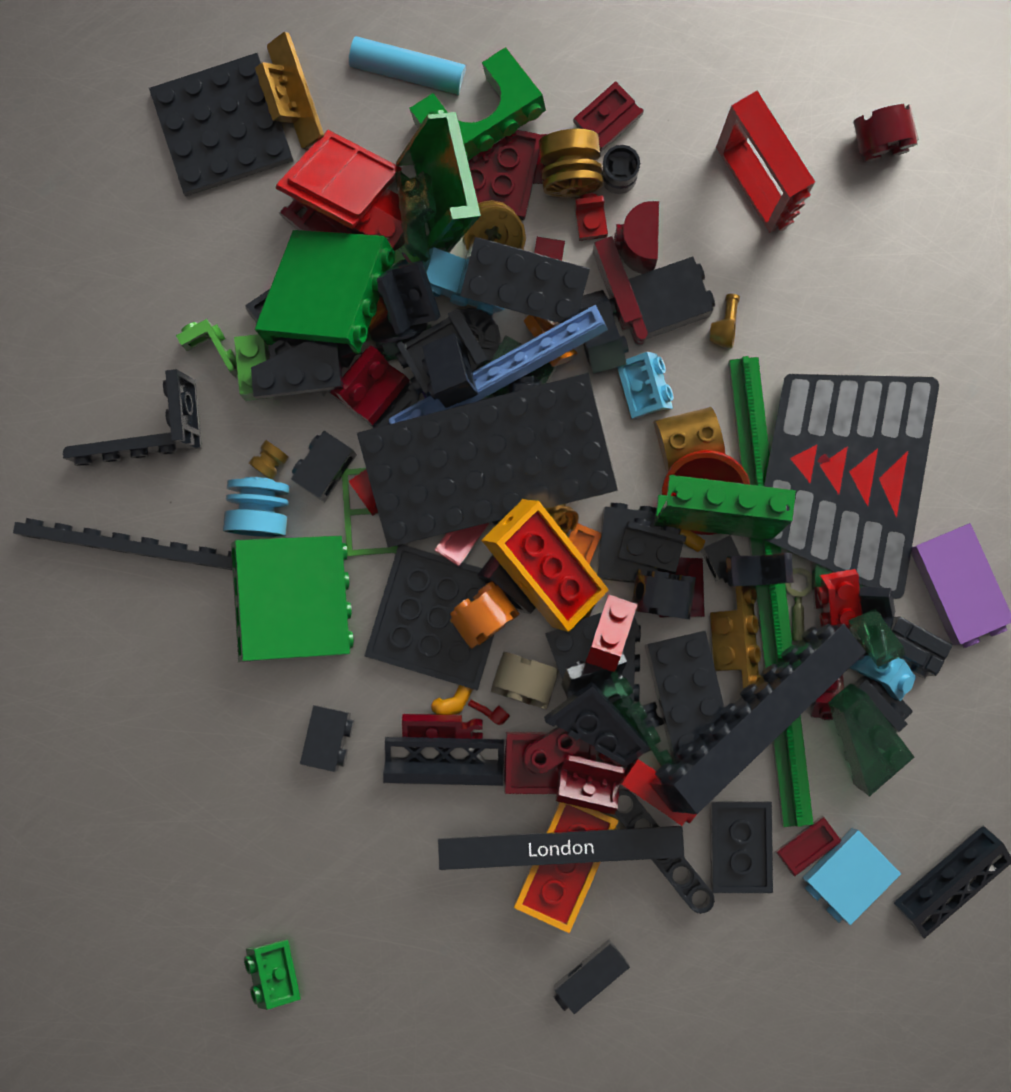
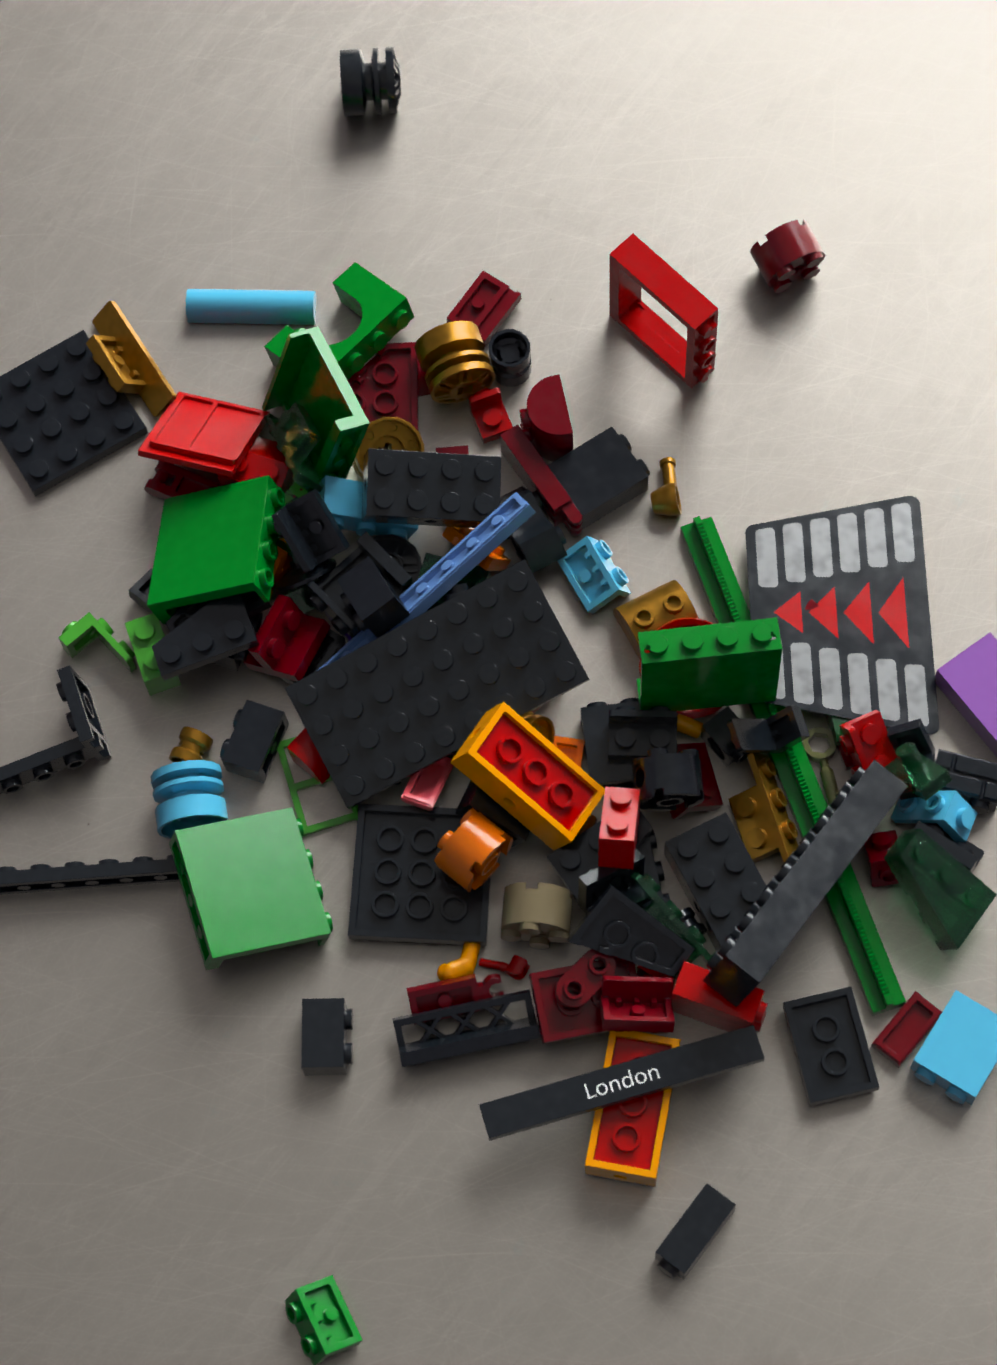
camera: 10 degrees left, 15 degrees down
(667, 866) = (758, 1076): black beam -> none

